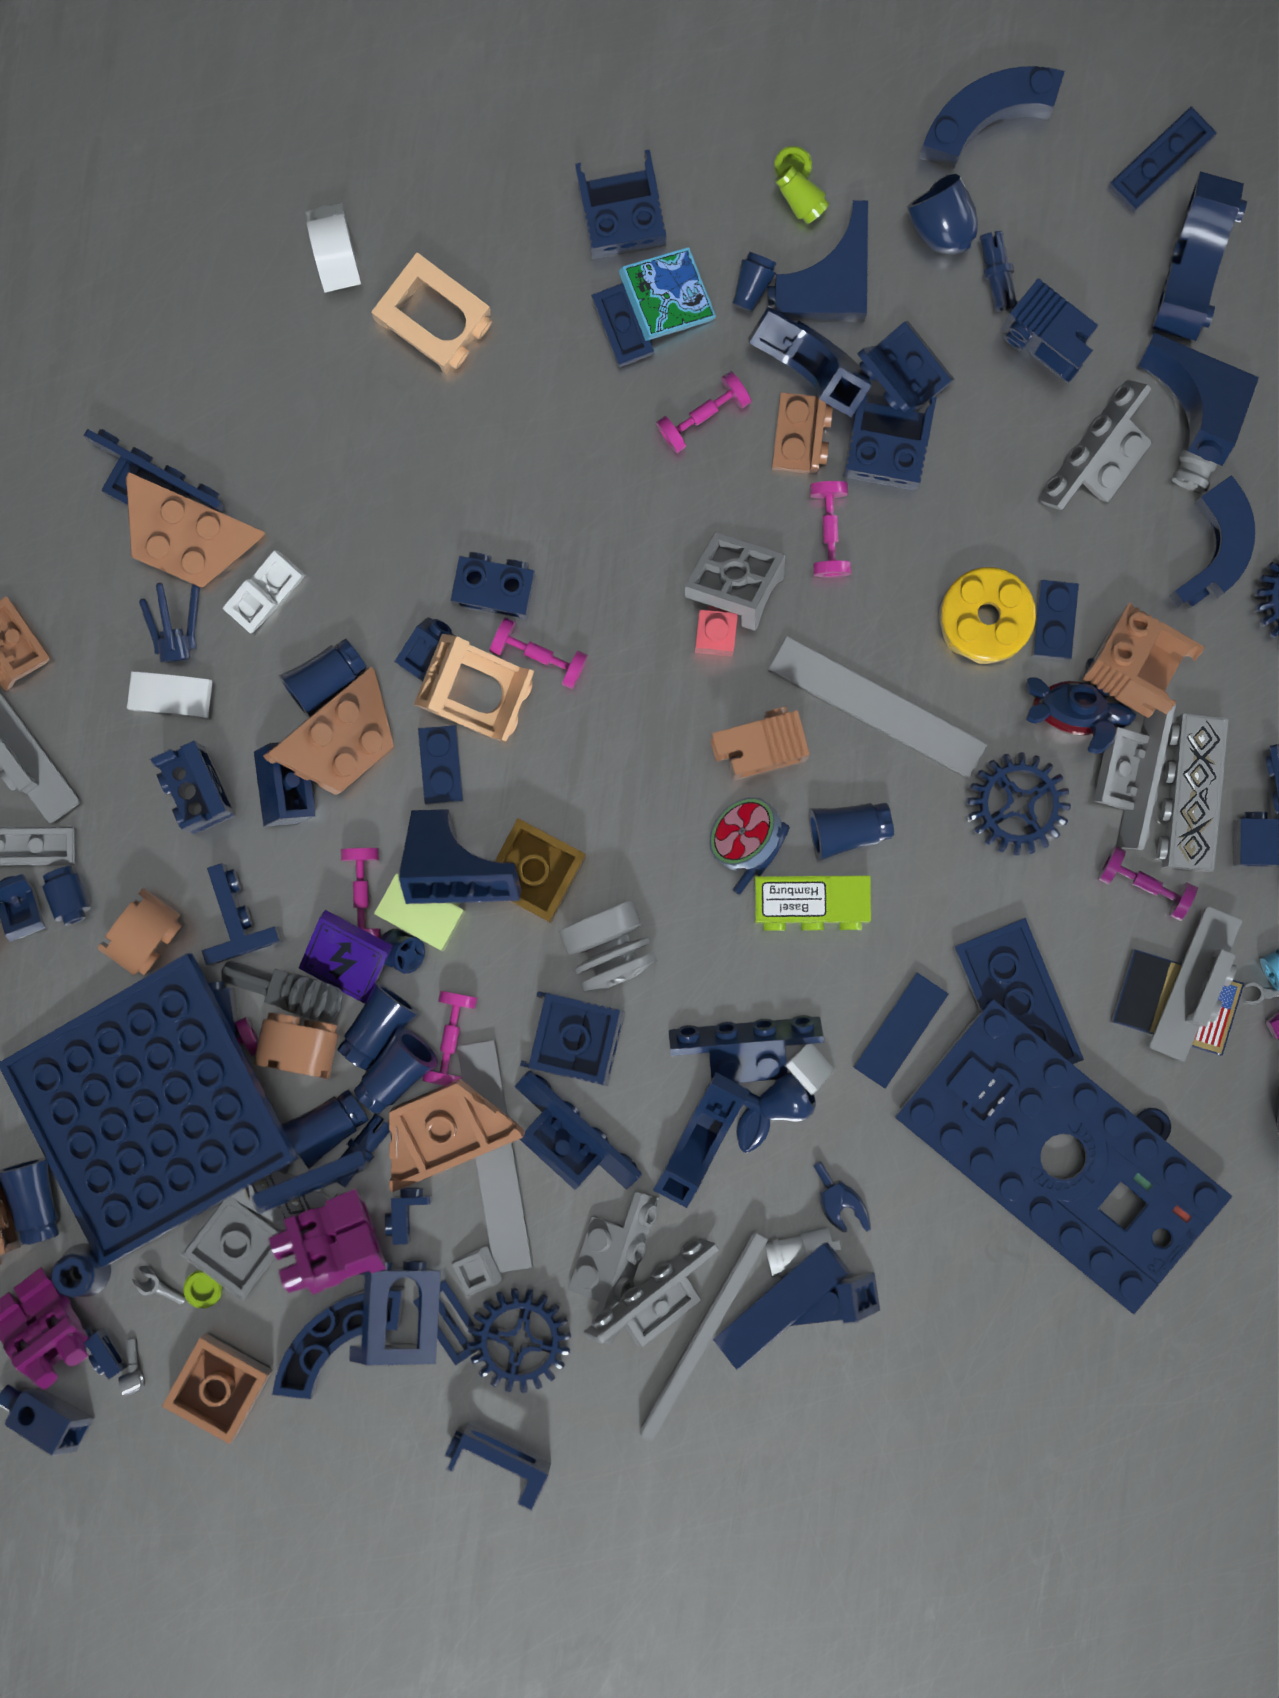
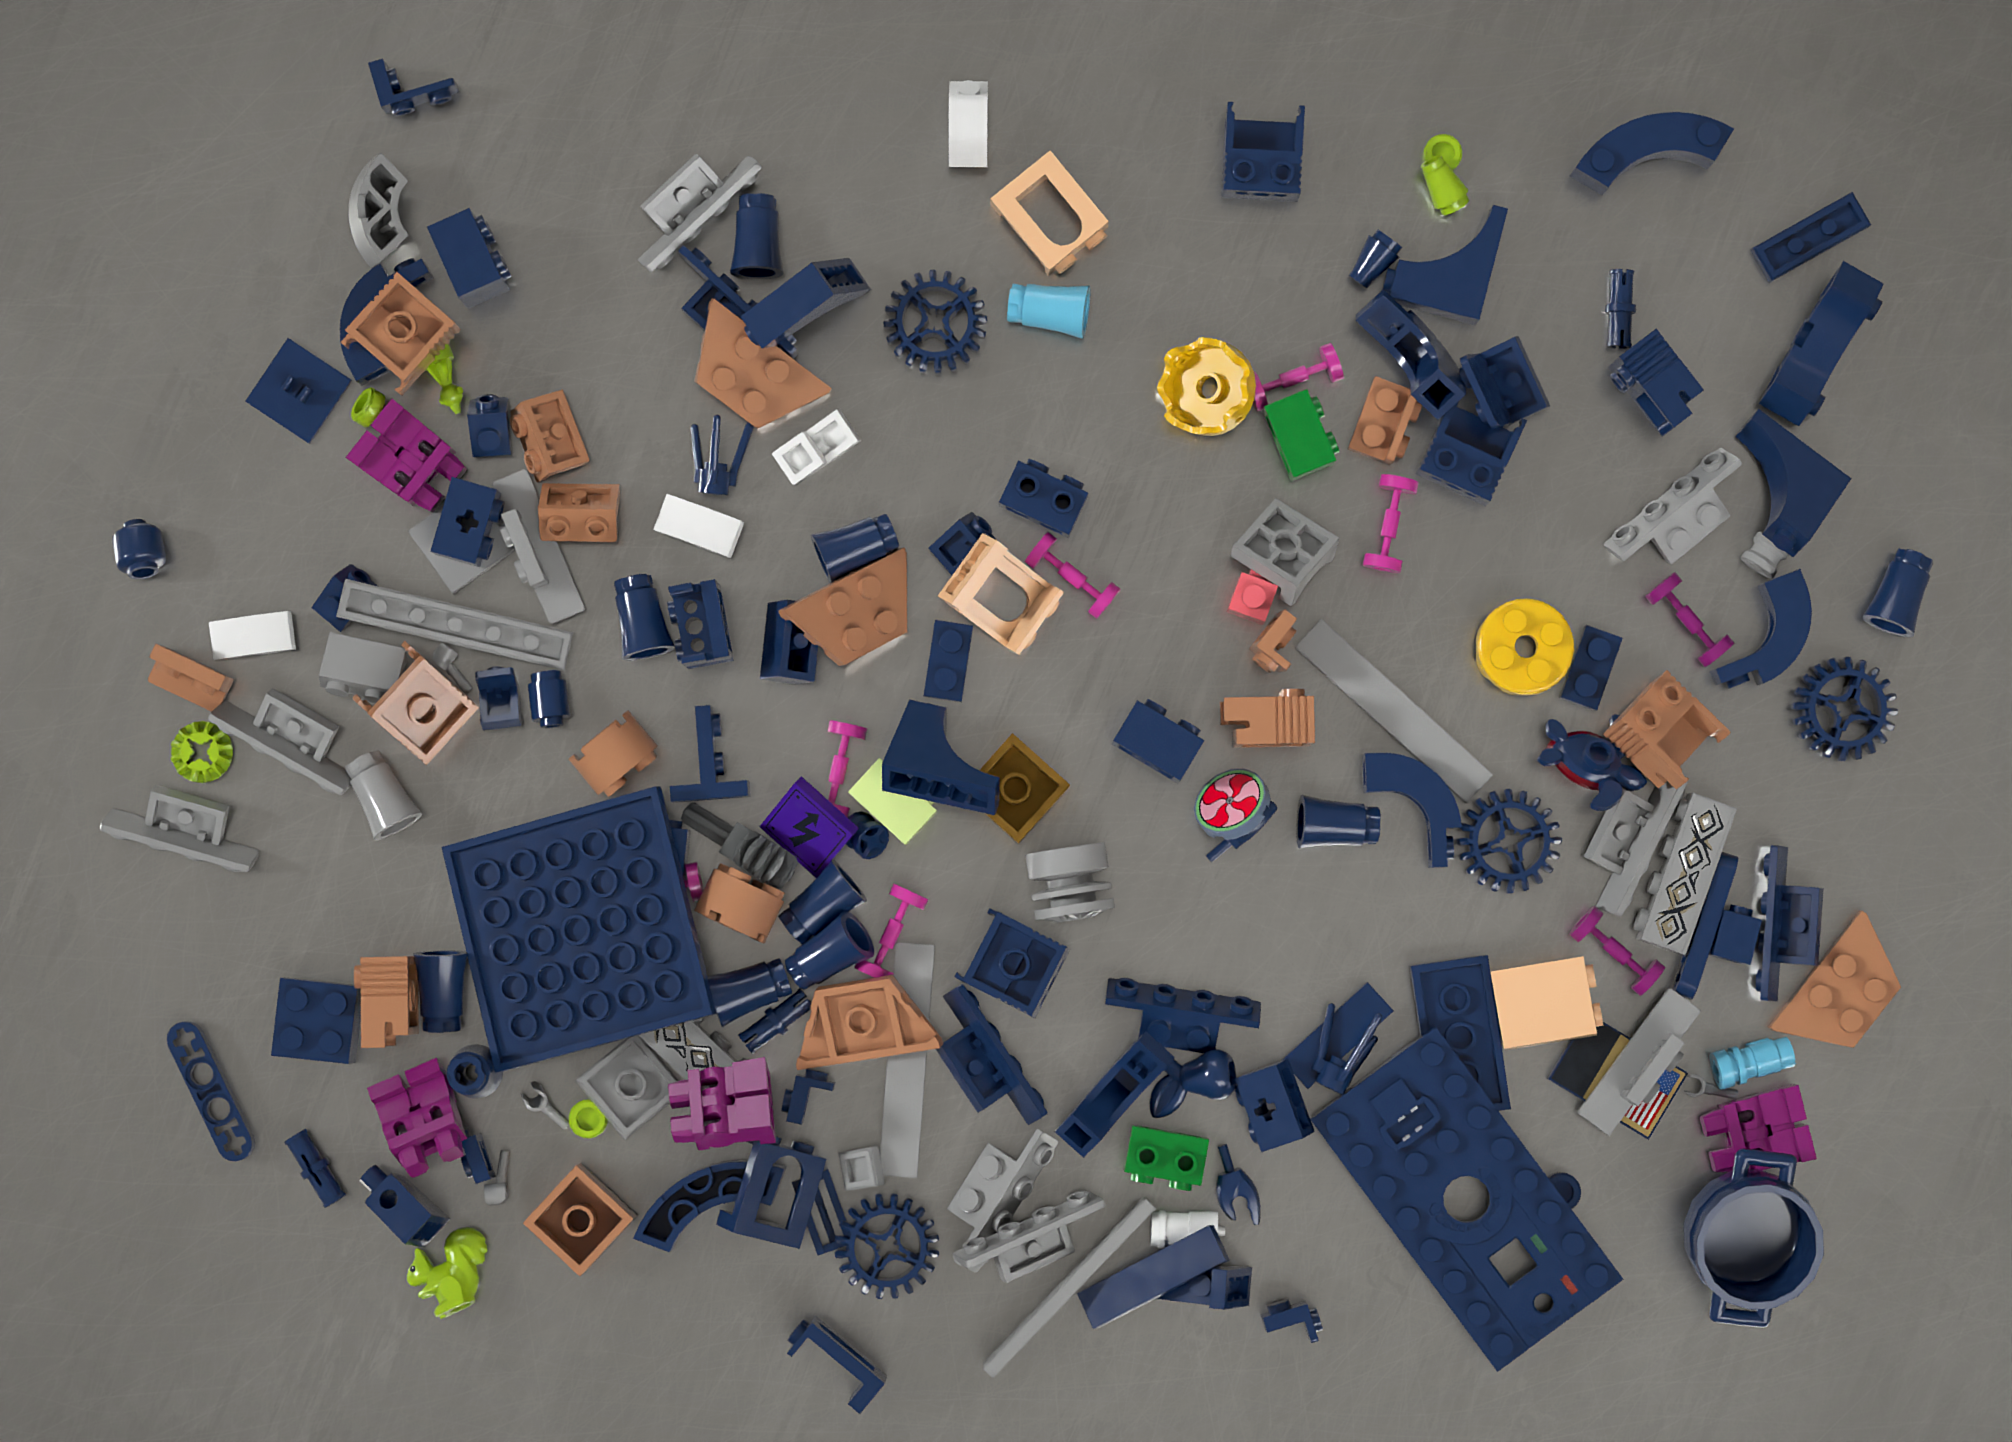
camera: 15 degrees right, 0 degrees up
(50, 710) = (578, 512): none -> nougat bracket
(83, 386) = (688, 202): none -> light grey bracket
(112, 1476) = (454, 1280): none -> lime animal
(135, 797) = (641, 619): none -> dark blue plant
(157, 406) = (757, 238): none -> dark blue plant
(213, 451) = (803, 299): none -> dark blue arch
(308, 1182) = (720, 1039): dark blue tile -> none
(337, 456) = (949, 309): none -> dark blue gear
(455, 403) = (1050, 307): none -> medium azure plant
(600, 435) = (1183, 381): none -> yellow plate
(621, 325) = (1235, 270): dark blue plate -> none
(659, 790) = (1158, 740): none -> dark blue brick
(667, 293) = (1286, 251): tile -> none
(723, 465) = (1300, 434): none -> green brick
(747, 663) = (1276, 636): none -> nougat bracket
(765, 1187) = (1165, 1156): none -> green brick
(810, 1067) = (1239, 1049): white slope -> none
(812, 901) = (1281, 887): lime brick -> none
(856, 1093) = (1278, 1086): none -> dark blue brick
(910, 1066) = (1338, 1073): none -> dark blue plant
(916, 1310) = (1283, 1314): none -> dark blue bracket
(926, 773) = (1426, 789): none -> dark blue arch
(945, 216) = (1581, 242): dark blue piece -> none
(1092, 949) = (1546, 1003): none -> light nougat brick
(1138, 550) = (1690, 620): none -> magenta wheel
(1224, 875) = (1694, 961): none -> dark blue beam

